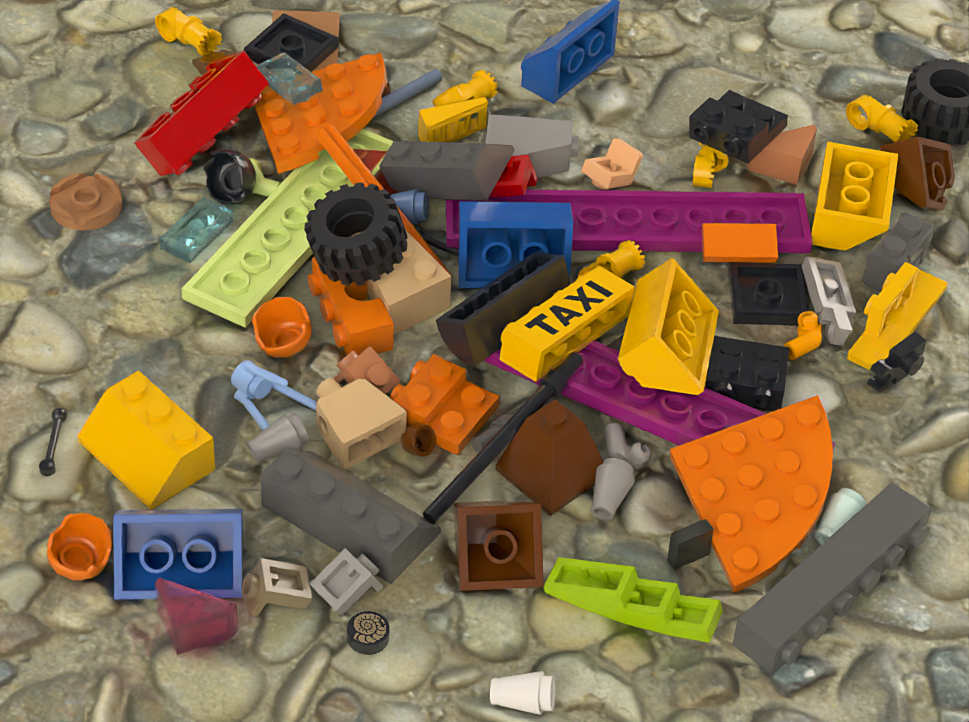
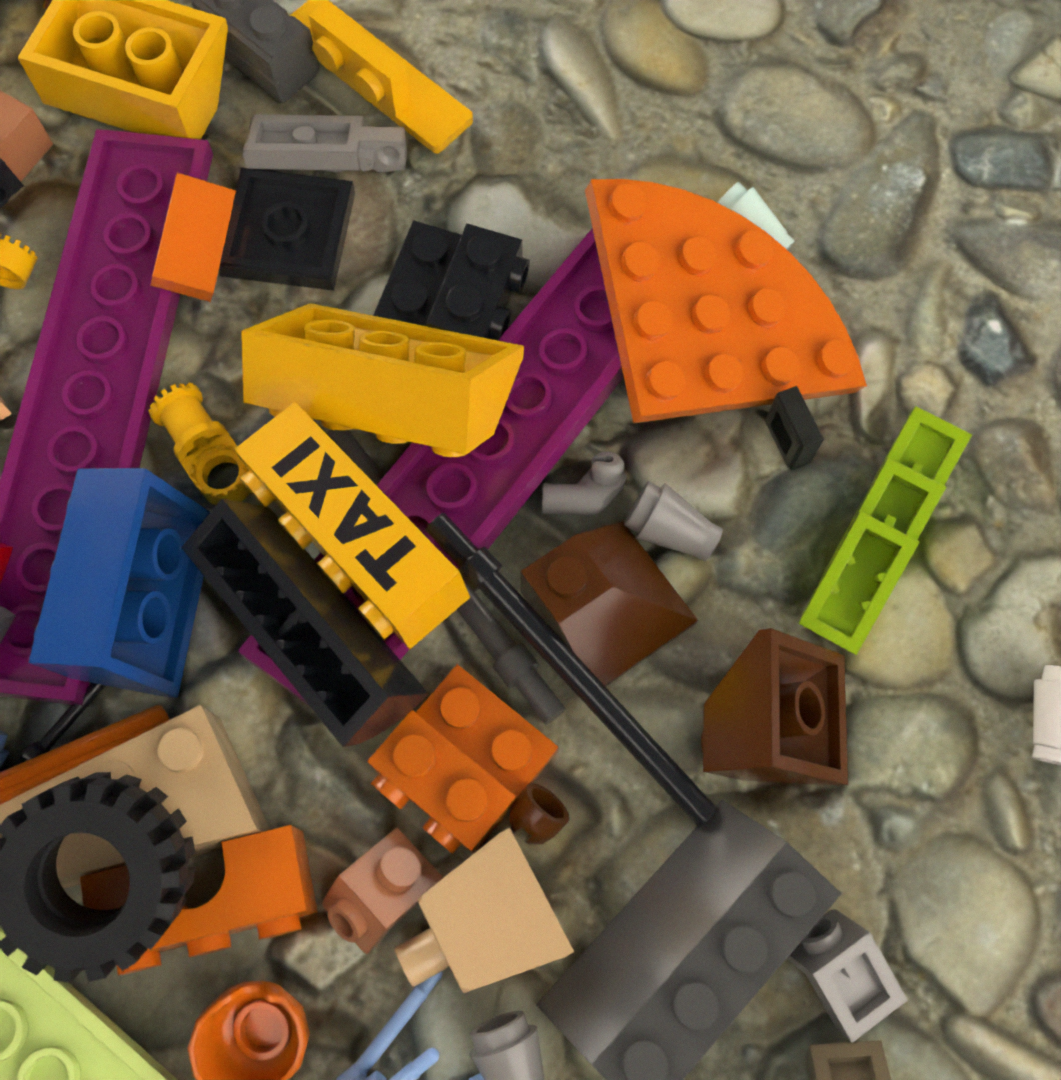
camera: 80 degrees left, 25 degrees up
(368, 632) = (936, 948): black tile -> none
(808, 335) = (387, 191): light orange arm -> none
(831, 578) = (866, 258): dark grey brick -> none
(903, 360) = (464, 78): black plate -> none

